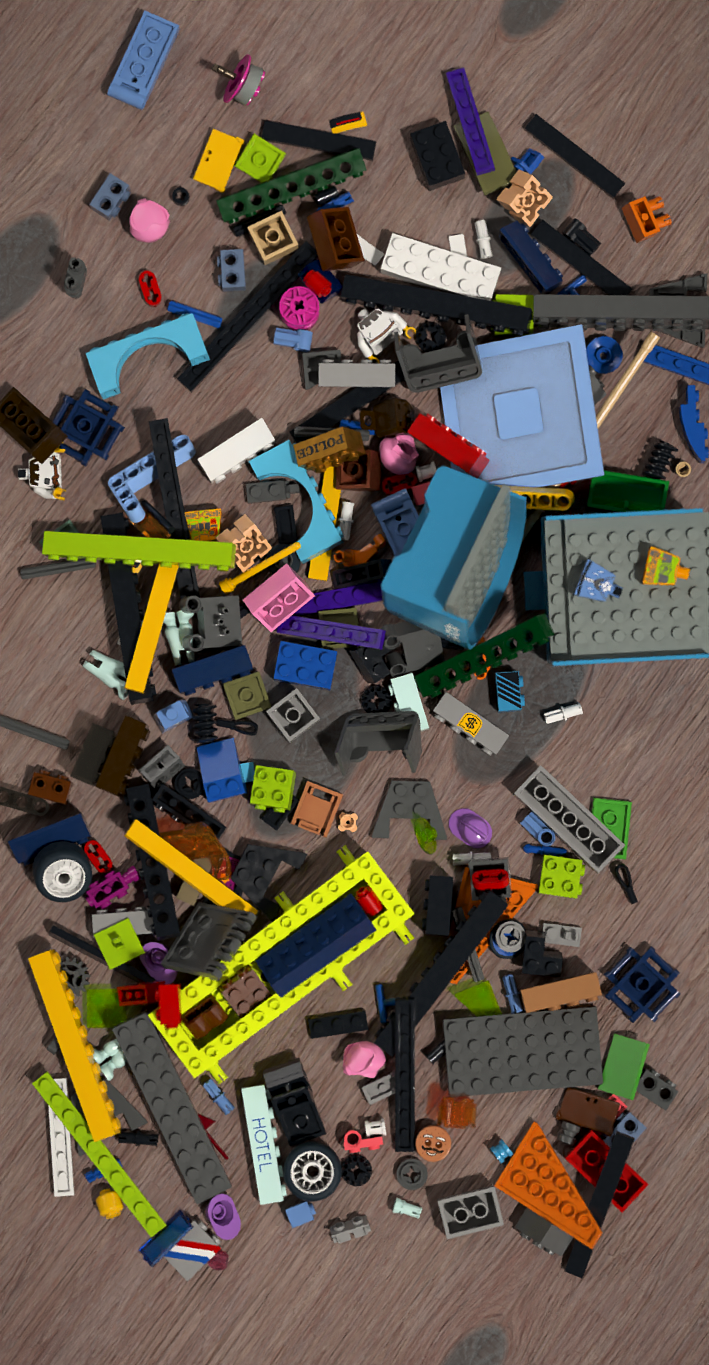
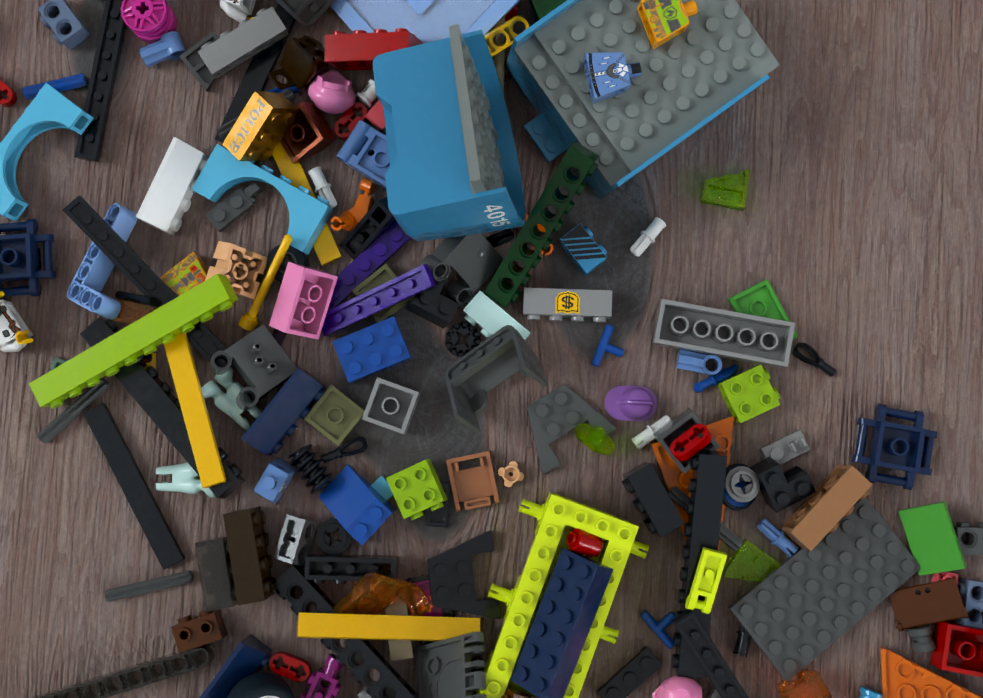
camera: 30 degrees left, 0 degrees up
(67, 652) = (134, 486): none -> black tile
(285, 524) = (267, 227): black tile -> none
(438, 983) = (706, 580): none -> neon yellow plate
(478, 773) = (605, 346): none -> blue piece
(645, 717) = (726, 191): none -> clear neon green wing

